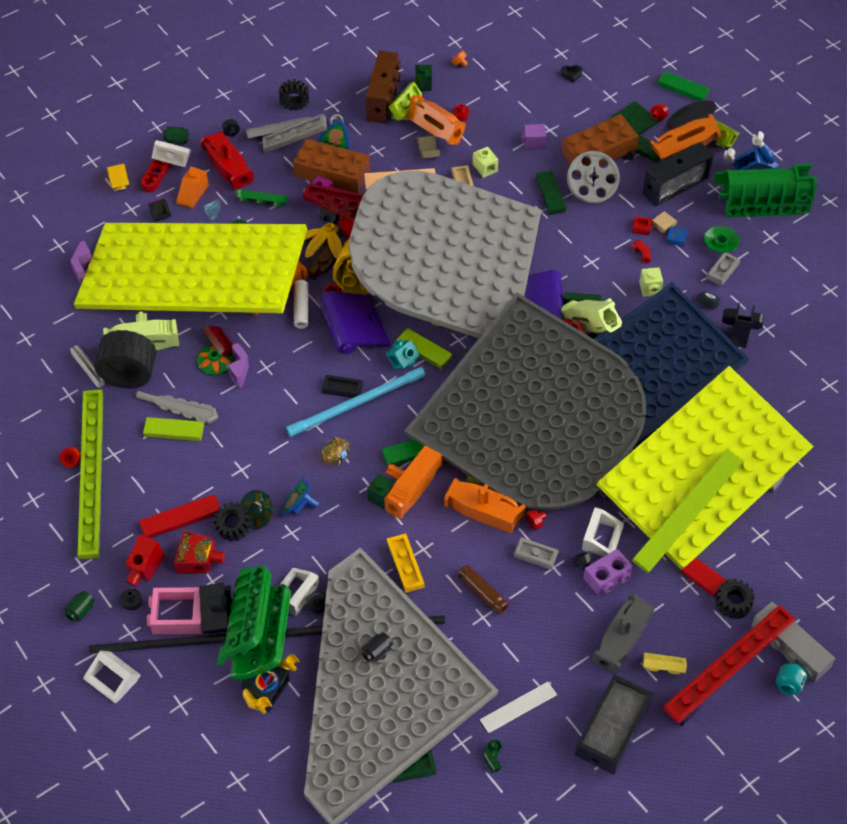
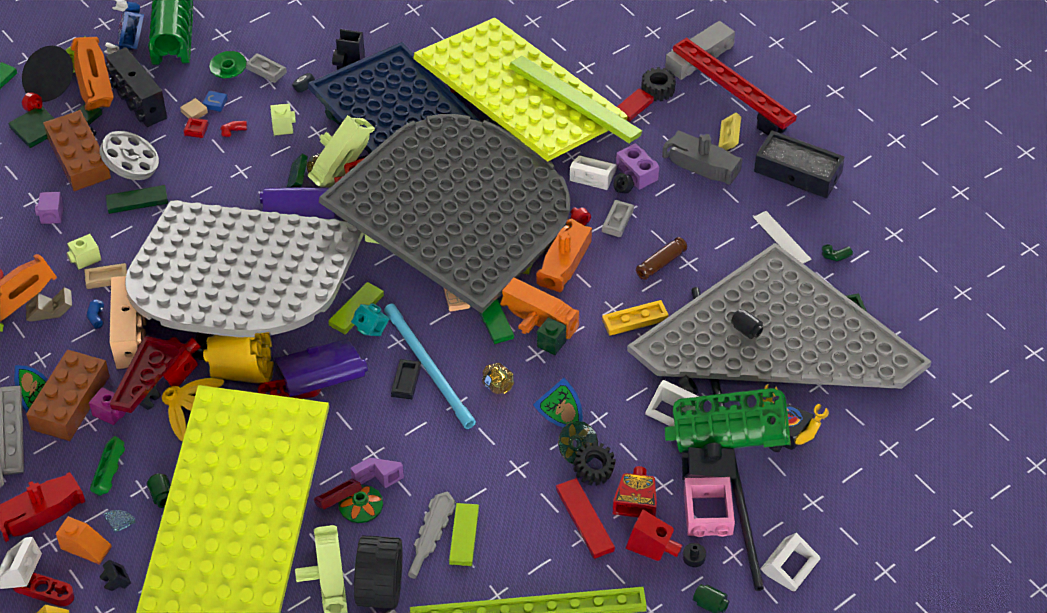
camera: 90 degrees left, 5 degrees down
(791, 679) = (738, 52): teal head -> none

